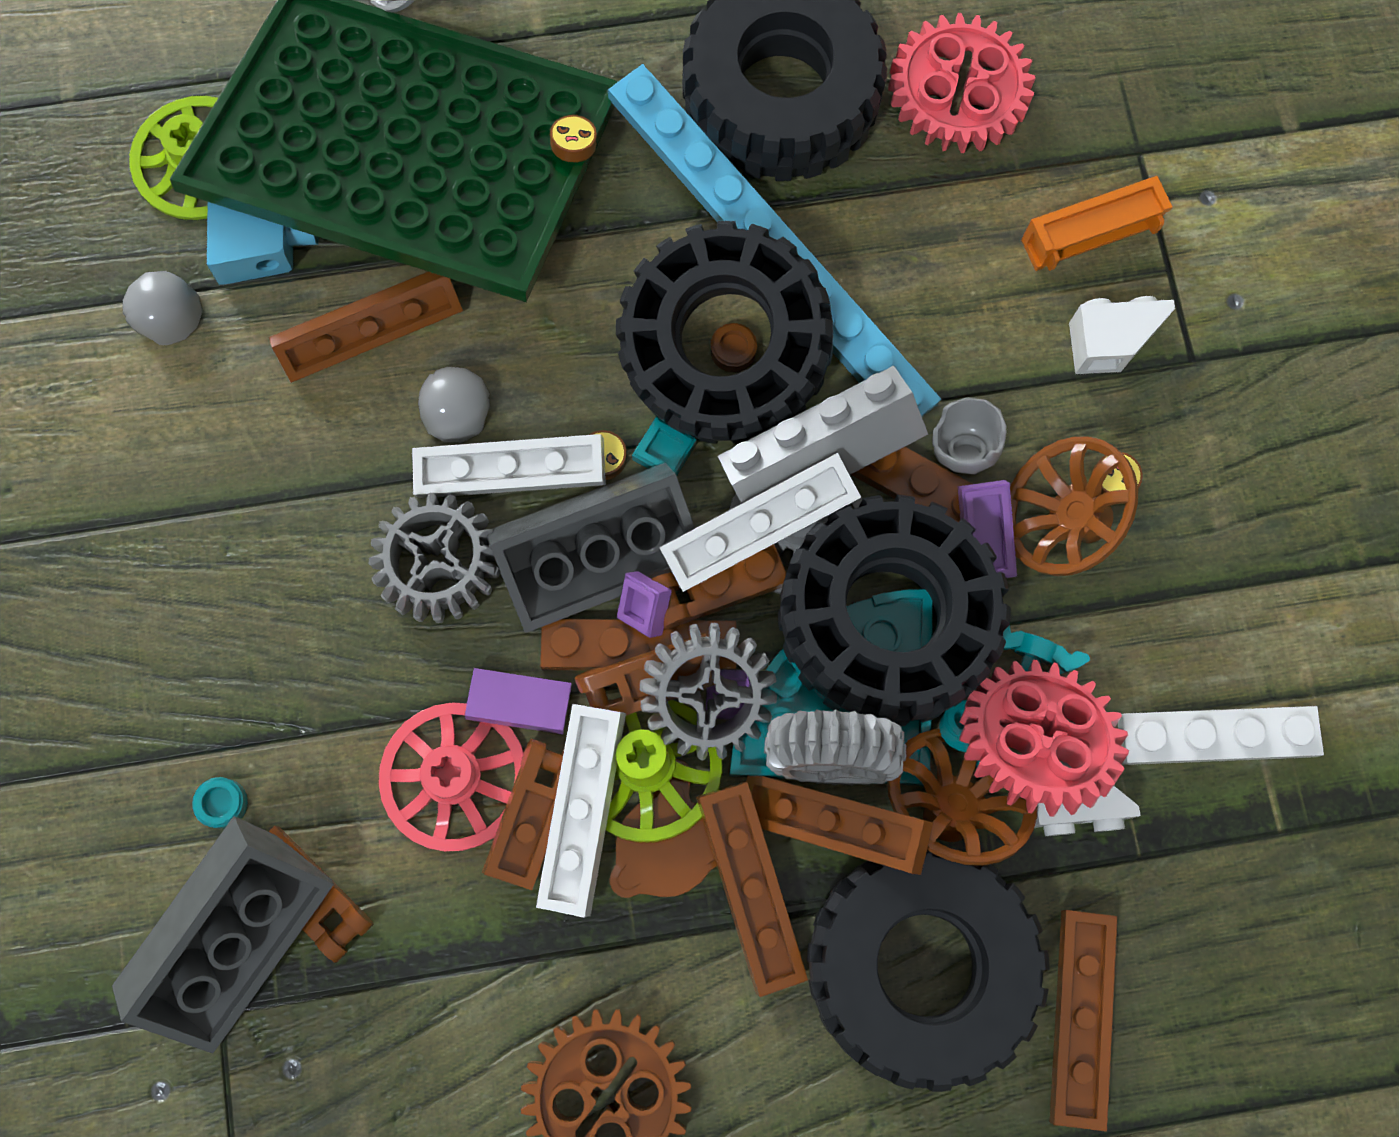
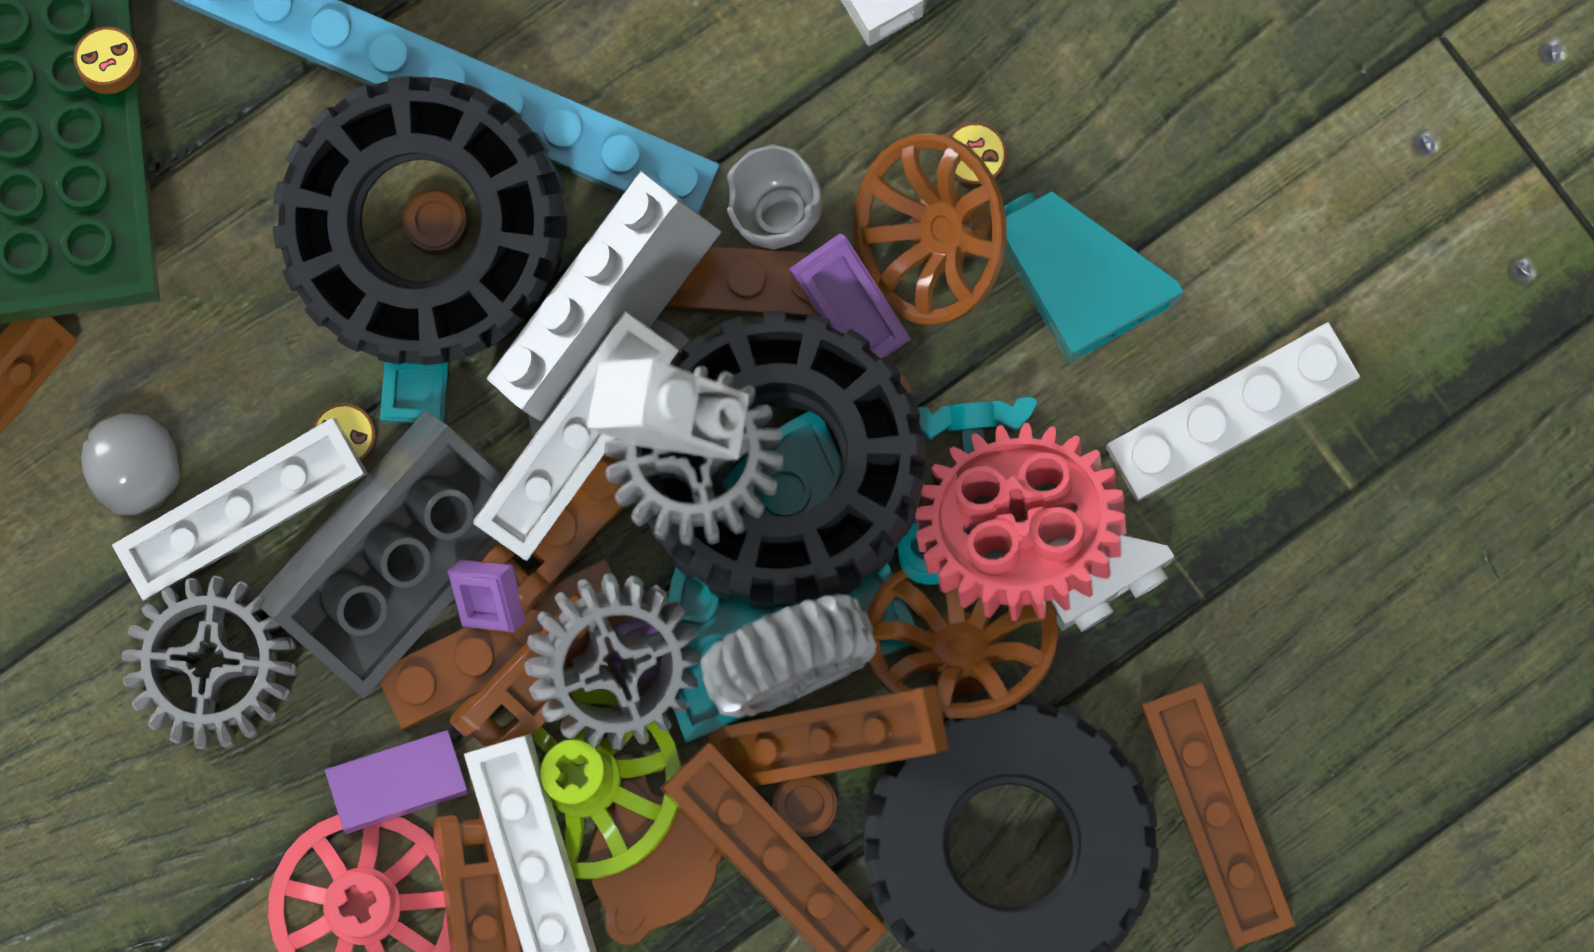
camera: 20 degrees left, 5 degrees up
(792, 860) = (806, 805): none -> dark orange tile
(839, 525) = (667, 409): none -> white slope
(858, 573) = (705, 510): none -> light grey gear
(1158, 591) = (1082, 275): none -> teal slope

